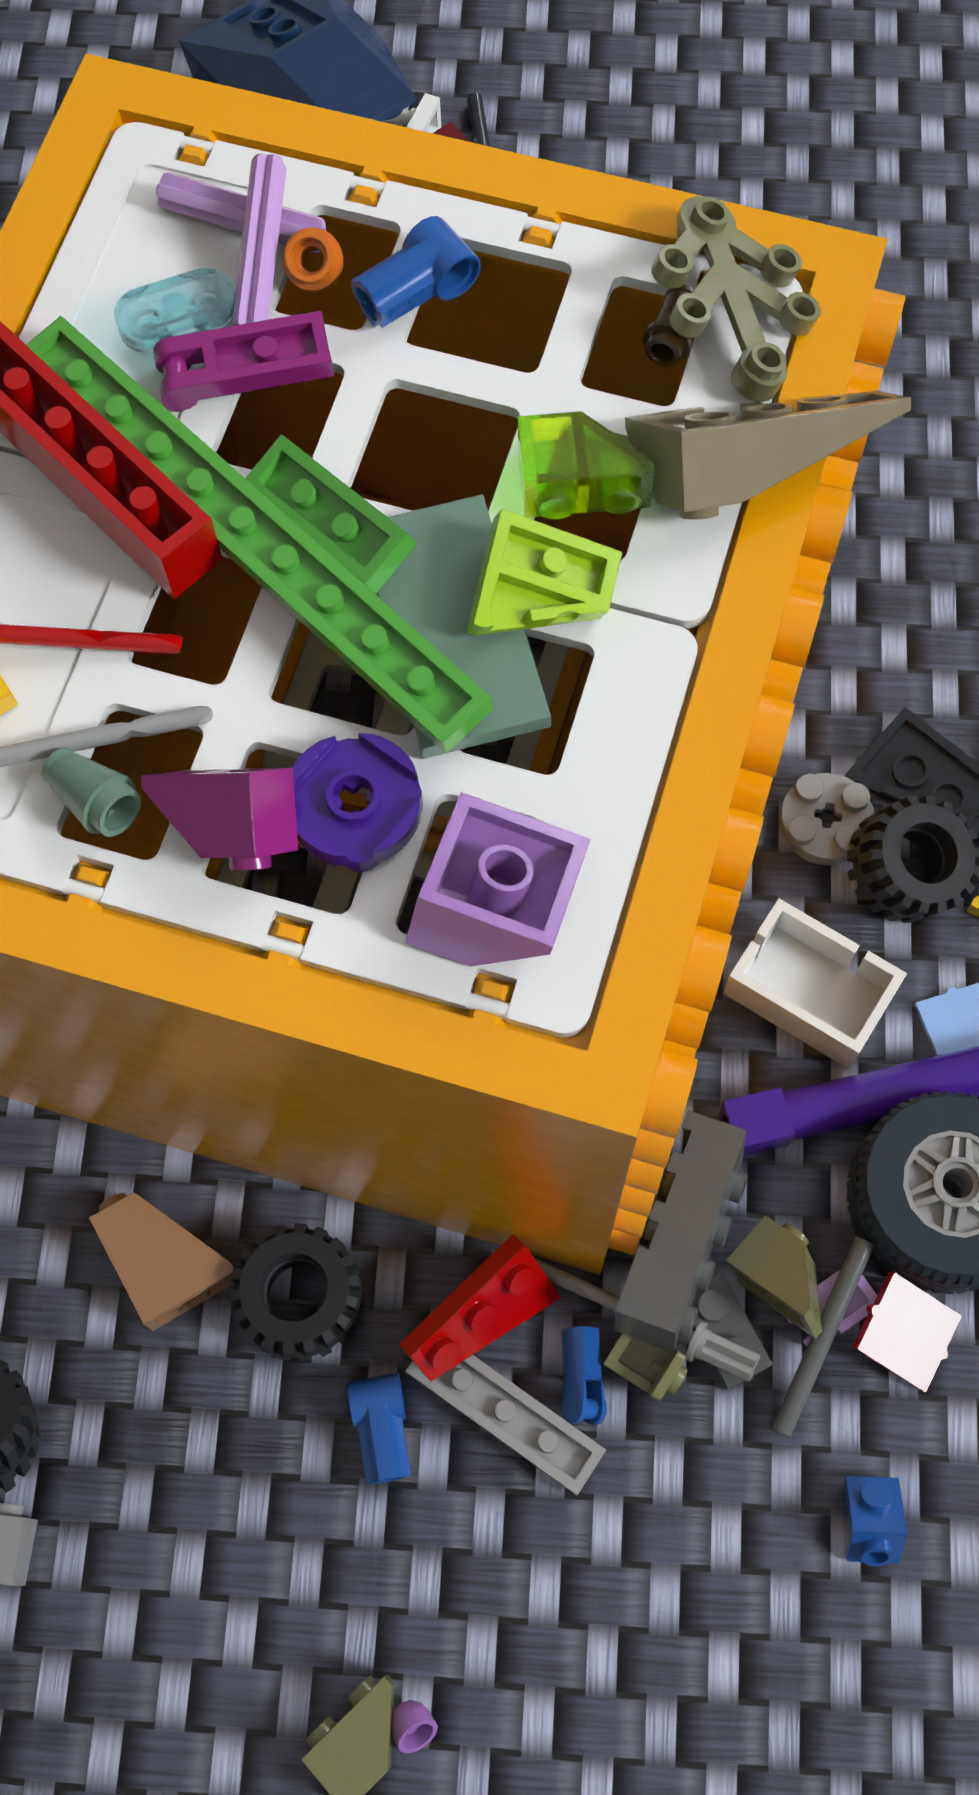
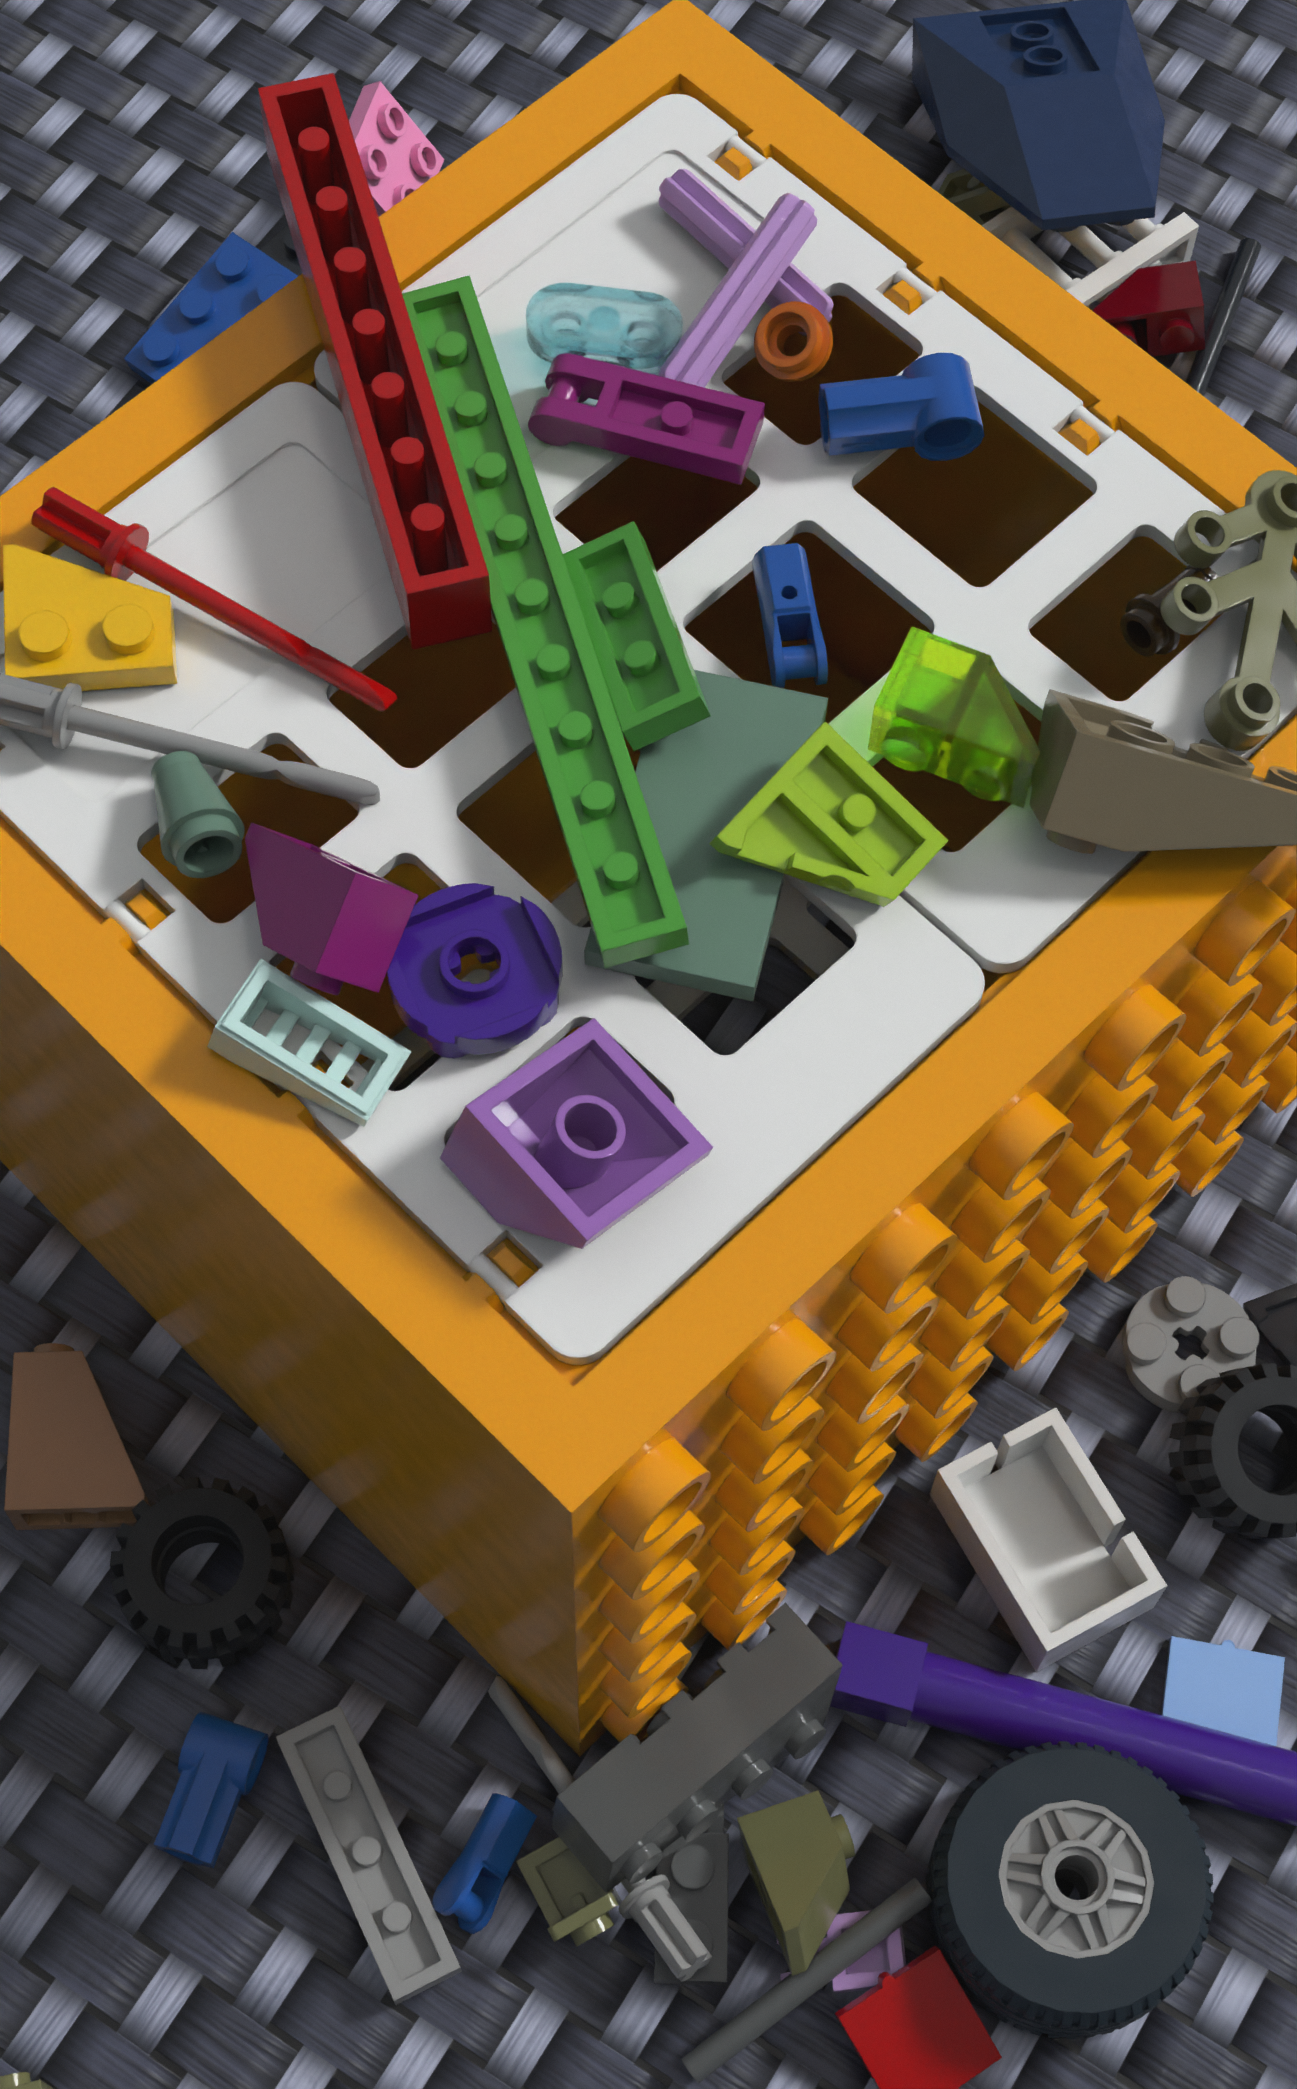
camera: 25 degrees right, 5 degrees down
(245, 886) = (298, 1004): none -> light aqua slope
(422, 448) = (789, 614): none -> blue bar
(481, 1310) = (402, 1710): red wing -> none

